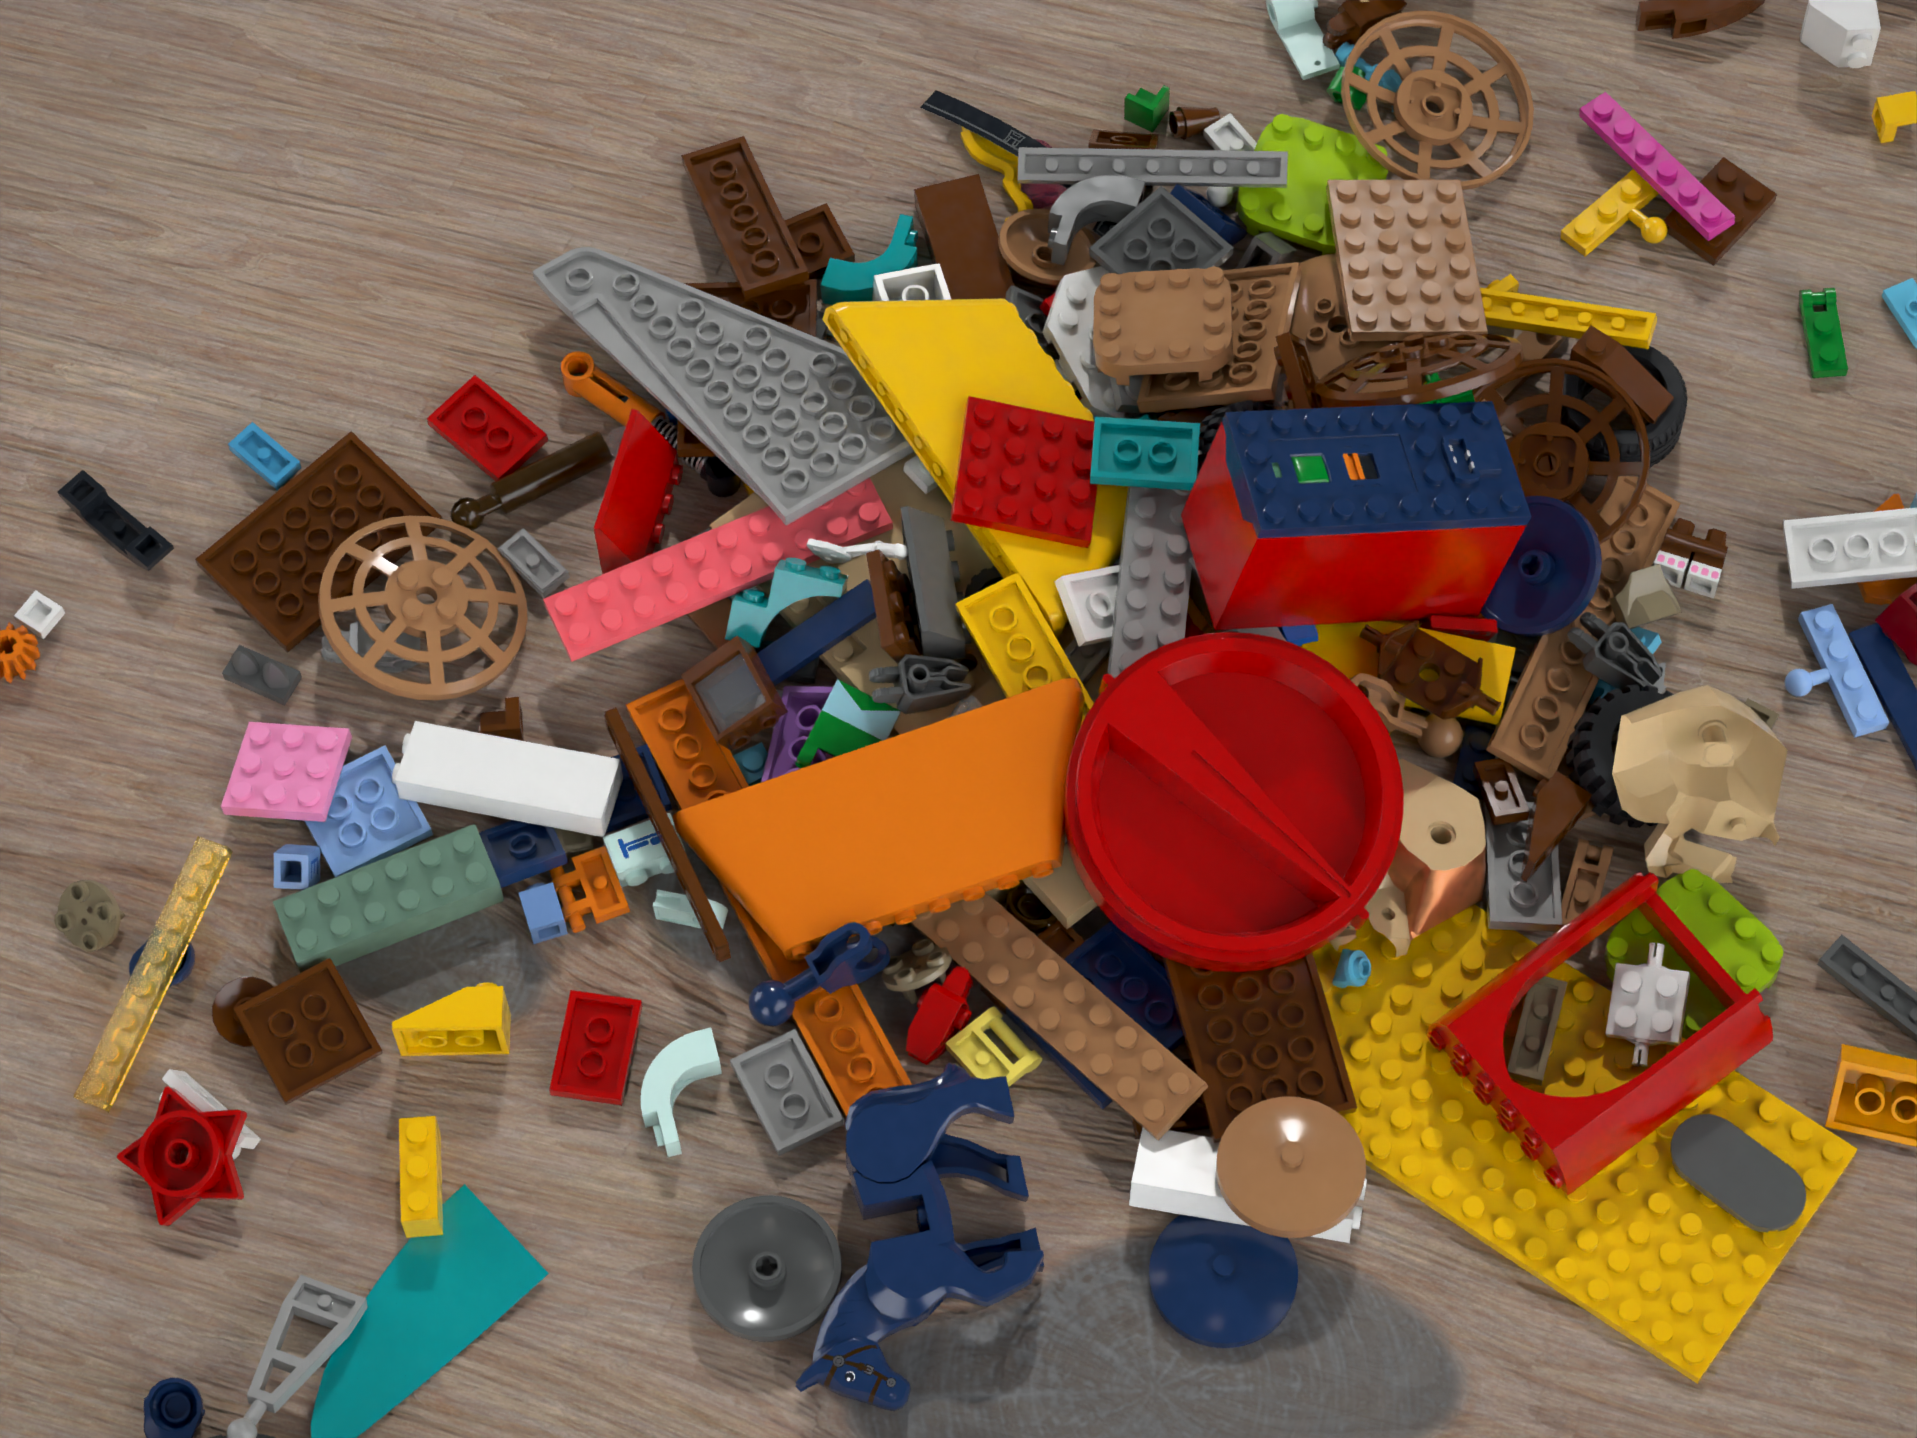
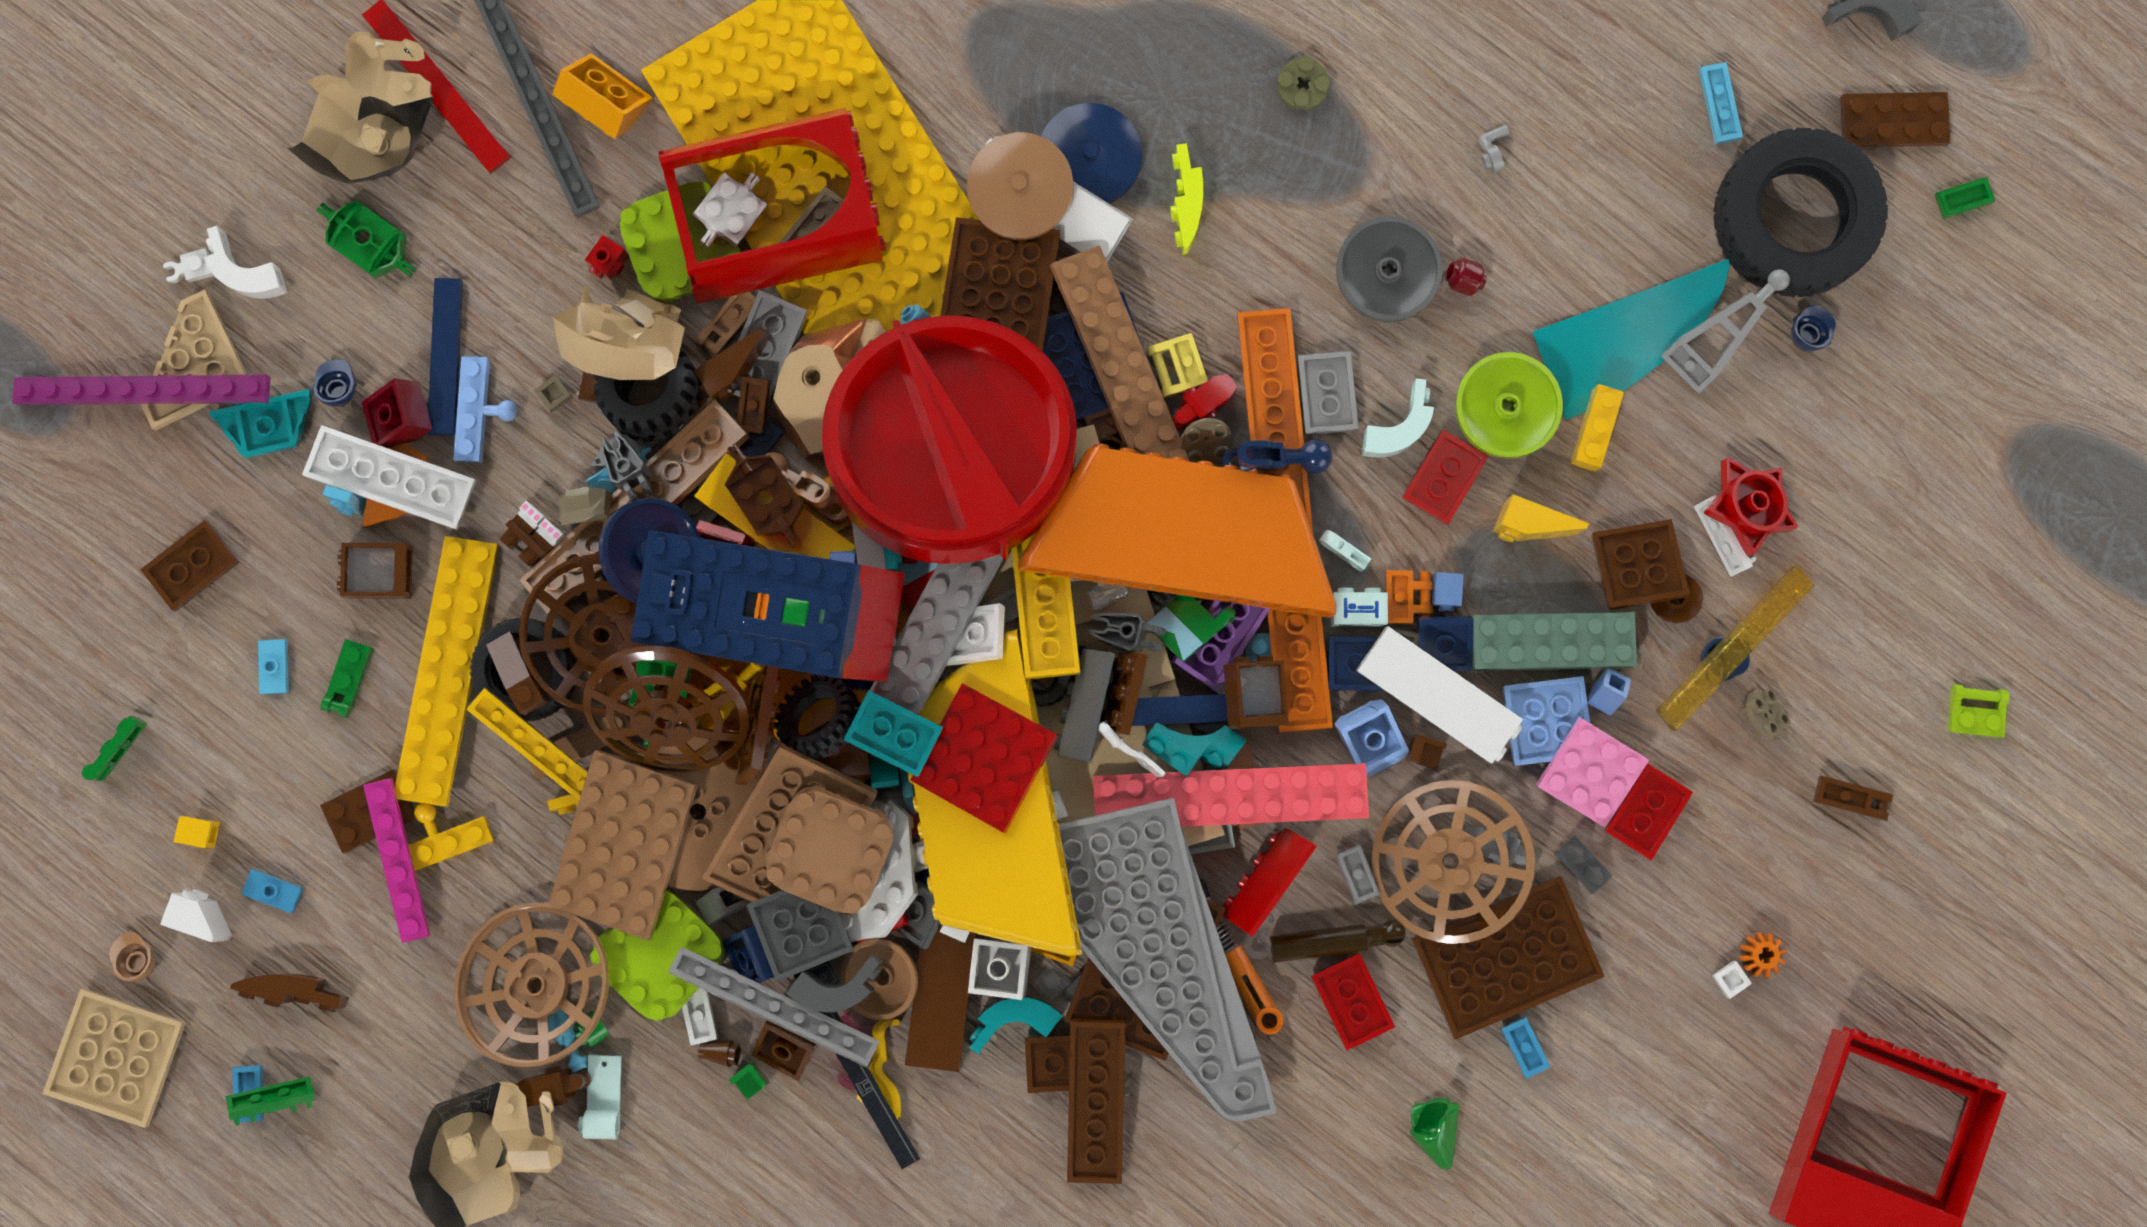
camera: 160 degrees left, 20 degrees up
(113, 523) = (1652, 1034): black slope -> none
(200, 757) = (1648, 812): none -> red plate
(342, 336) = (1435, 1129): none -> green hat
(546, 1158) = (1508, 405): none -> lime dish
(574, 711) = (1372, 736): none -> light blue slope
(662, 1303) = (1465, 276): none -> dark red head
(667, 835) = (1345, 600): reddish brown tile -> none
(895, 1167) = (1287, 221): dark blue animal -> none
(1063, 1251) = (1188, 207): none -> neon yellow slope
(1718, 393) = (444, 671): none -> yellow plate
(1737, 1173) = (727, 78): dark grey tile -> none
(1774, 900) = (606, 259): none -> red brick
(1780, 96) = (272, 891): none -> dark azure plate
(1853, 449) = (375, 570): none -> window

